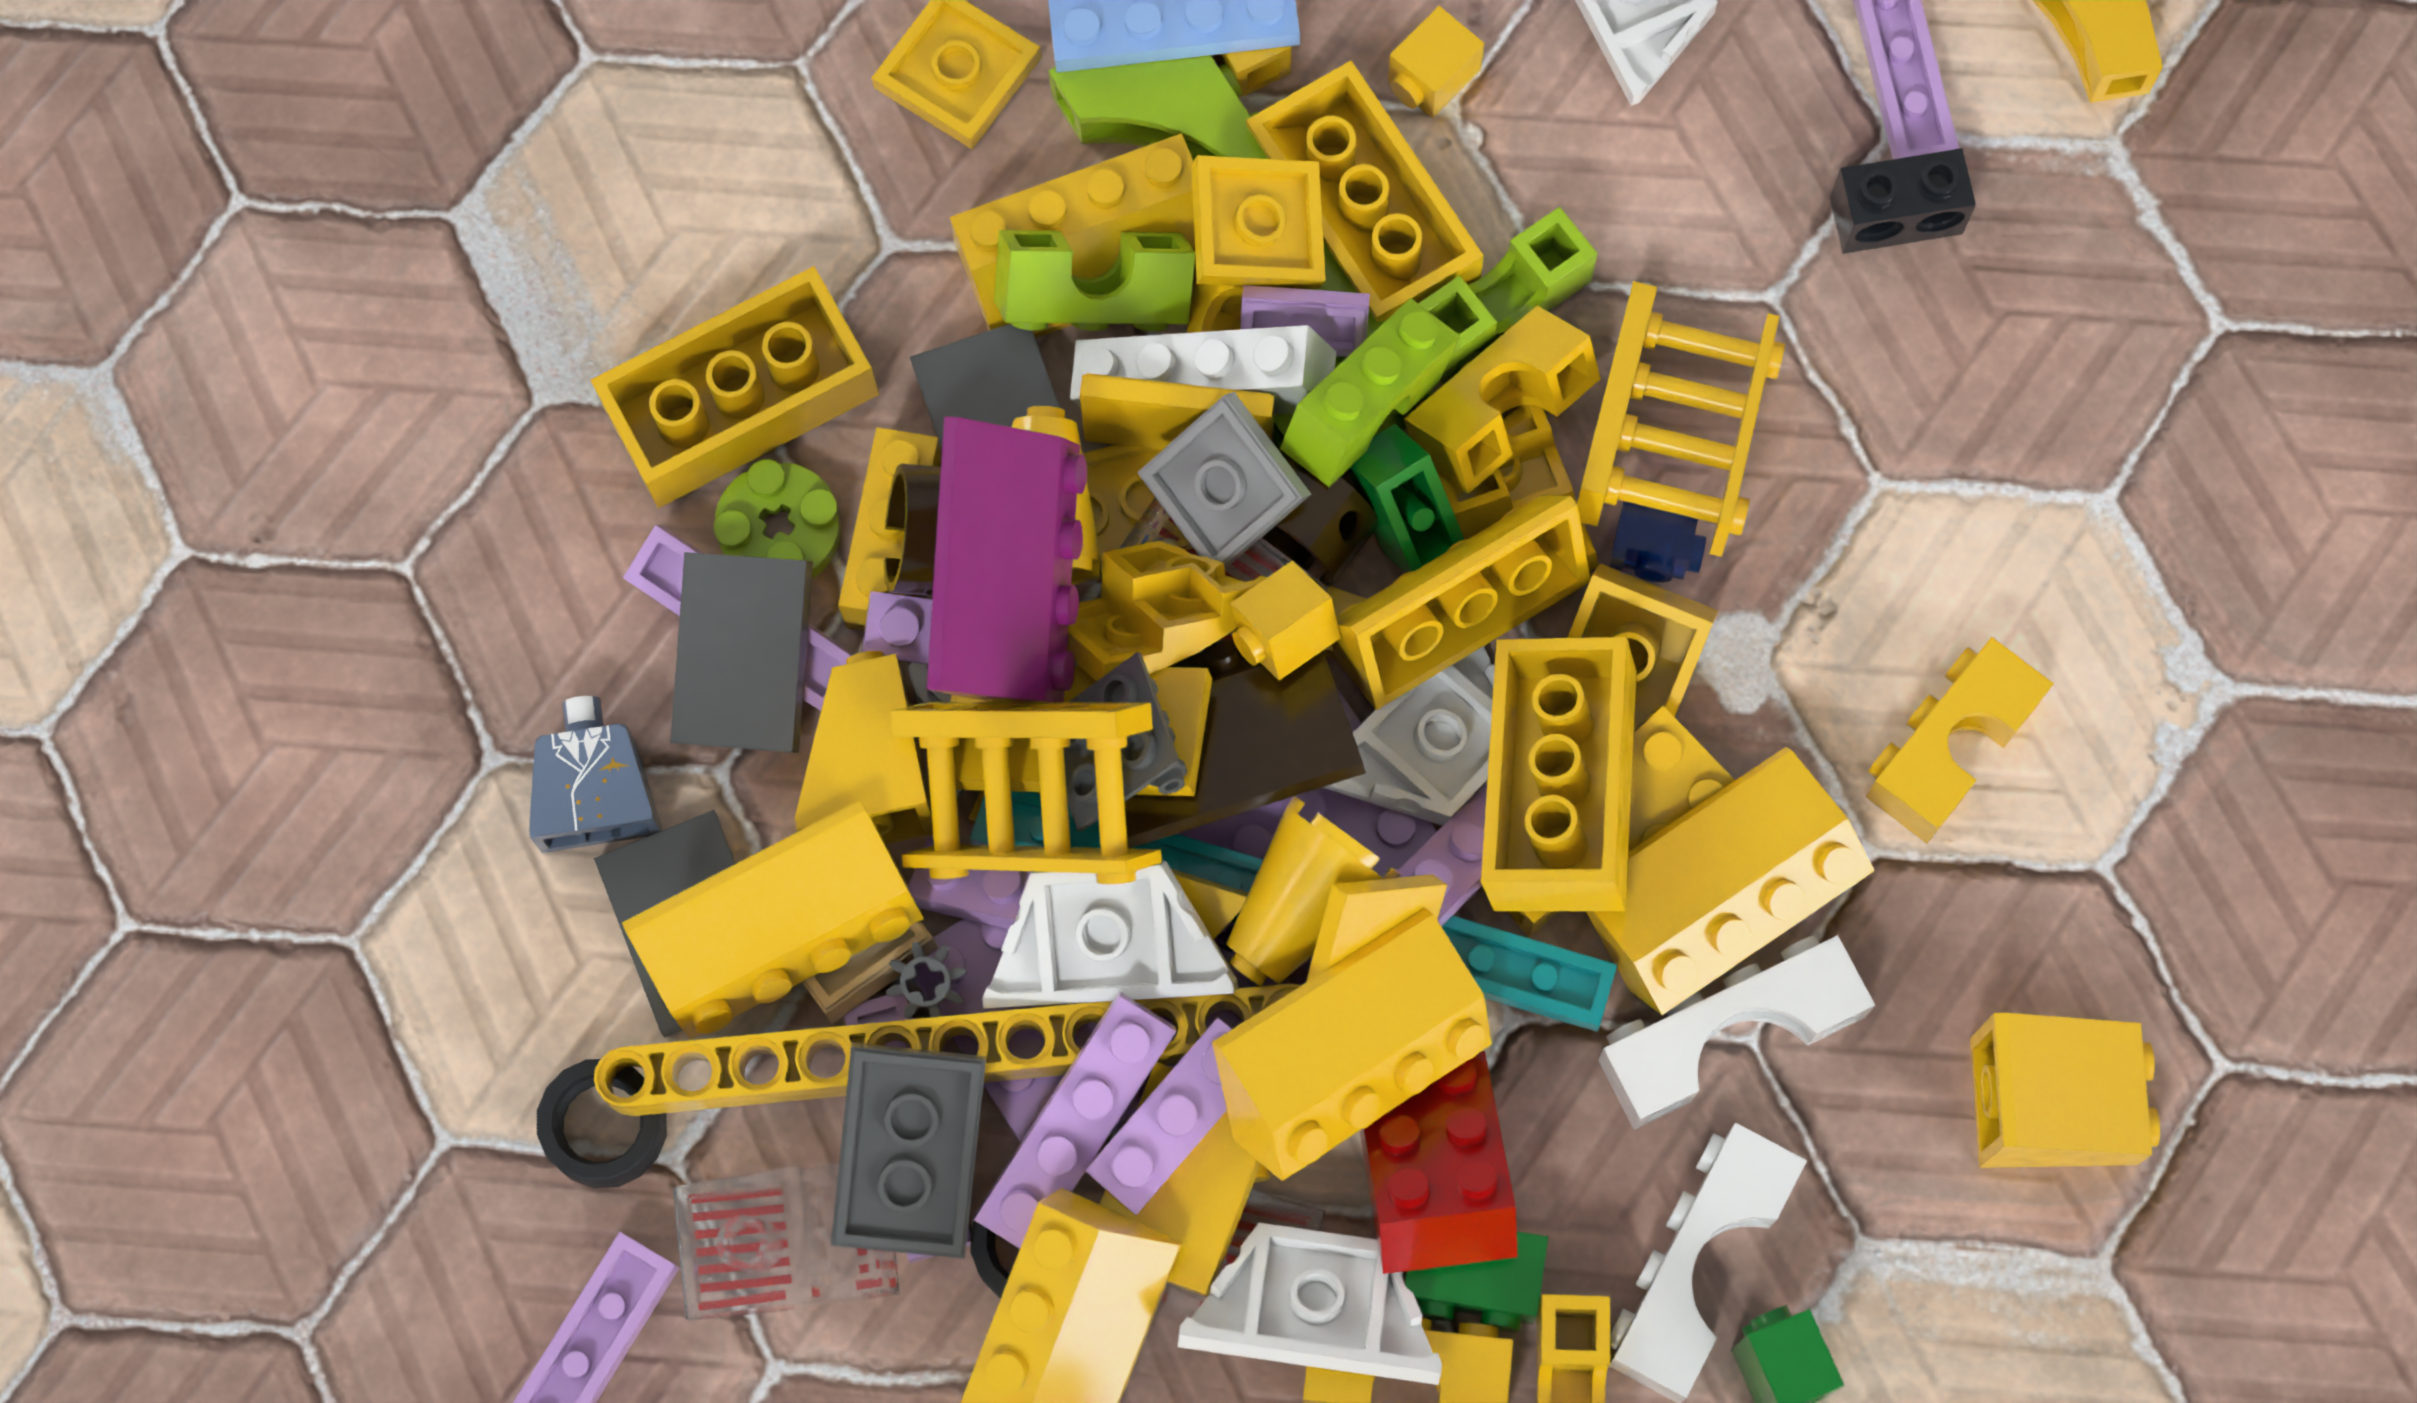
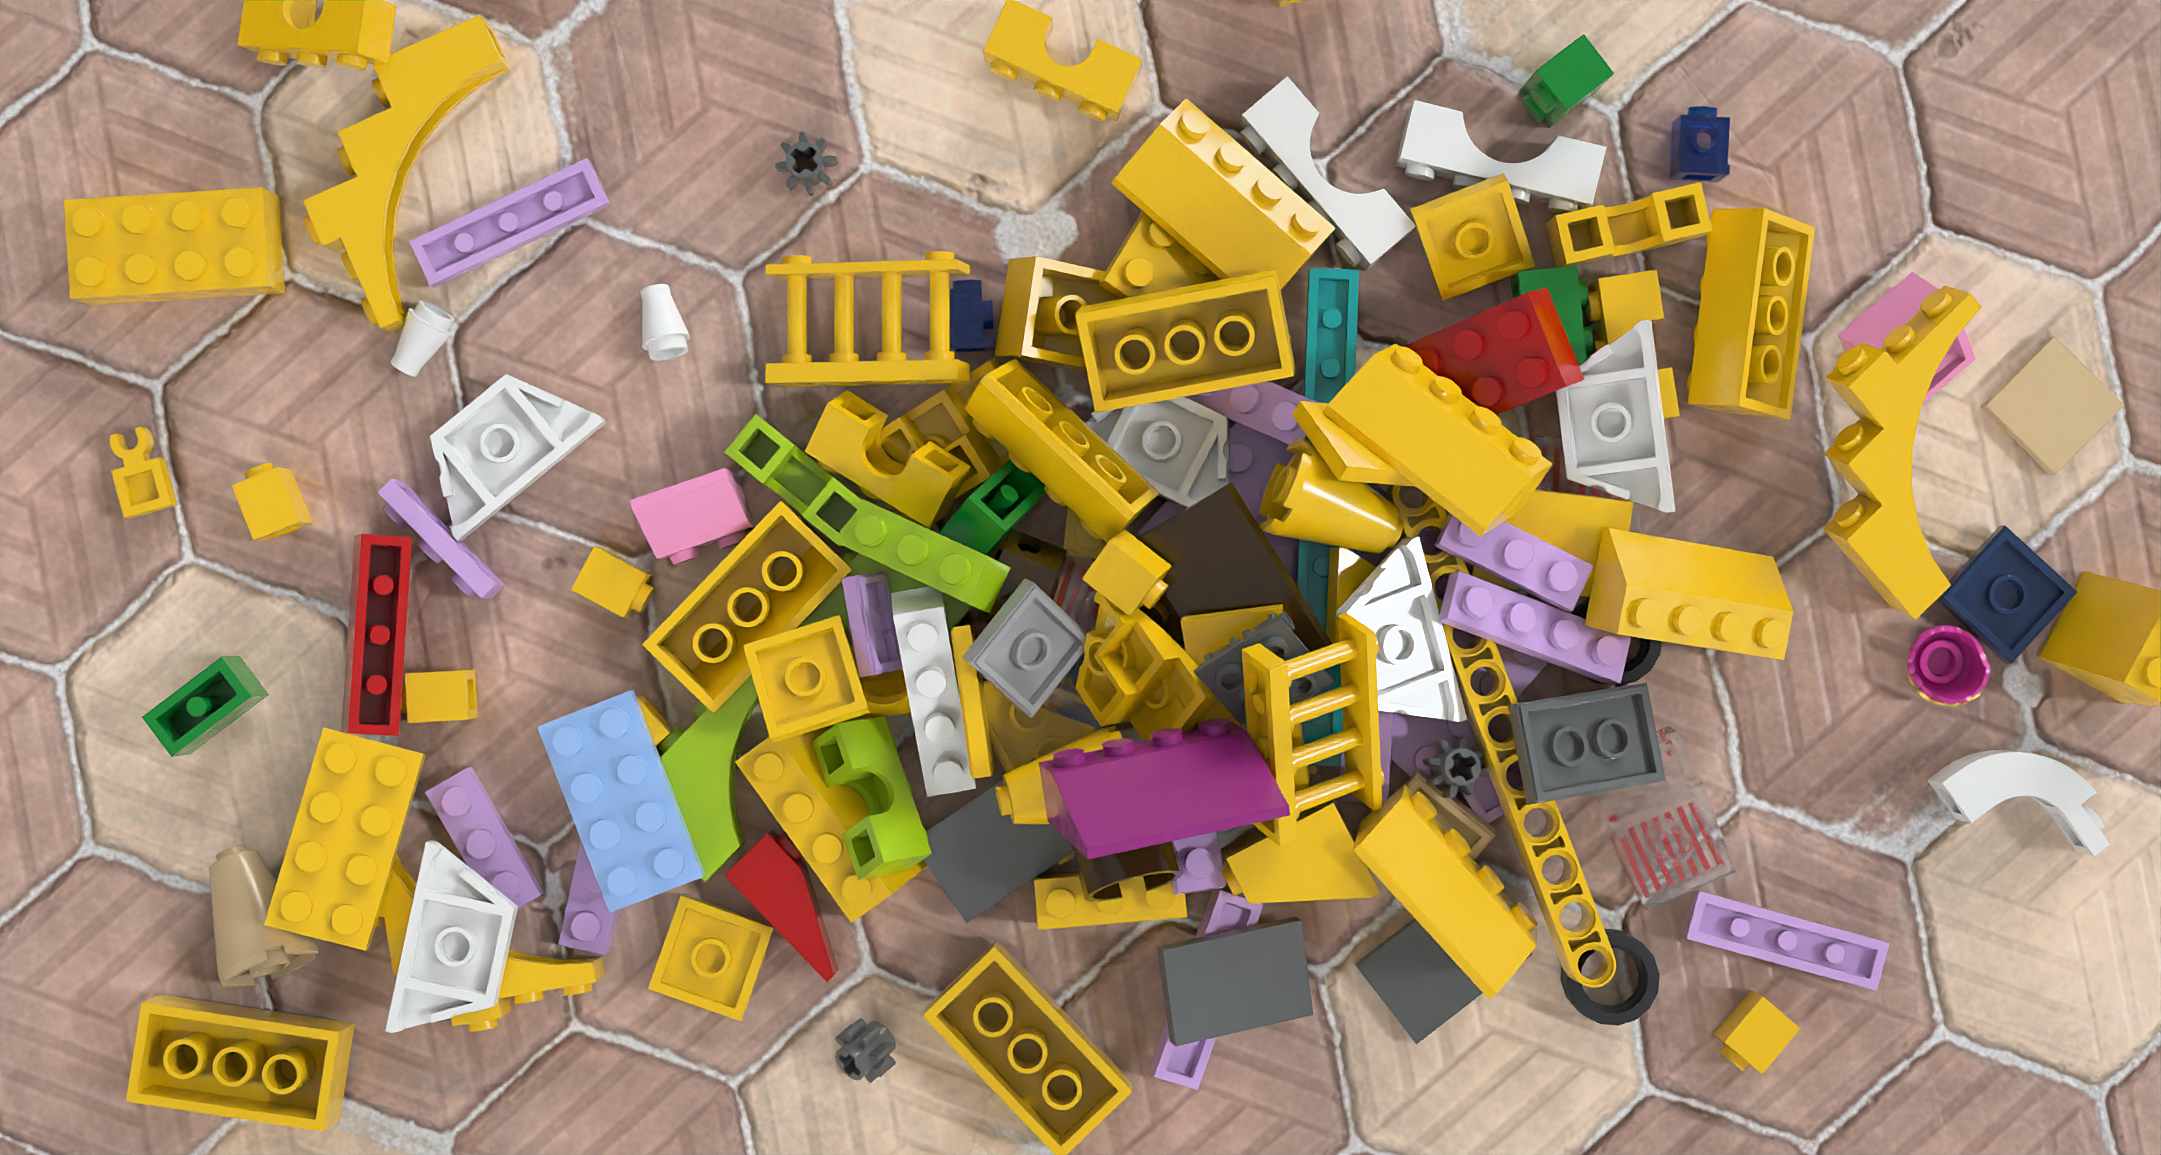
camera: 110 degrees left, 15 degrees up
(470, 1290) = (1755, 1033): none -> yellow brick
(589, 783) = (1361, 1064): sand blue torso -> none
(773, 489) = (1096, 1001): lime plate -> none
(792, 207) = (865, 1050): none -> dark grey gear
(993, 161) = (782, 891): none -> red slope
(1492, 162) = (694, 516): none -> bright pink slope
(1607, 1193) = (1473, 237): none -> yellow plate
(1734, 191) = (662, 324): none -> white cone
(1894, 386) = (806, 150): none -> dark grey gear
(1902, 200) = (639, 193): black brick -> none

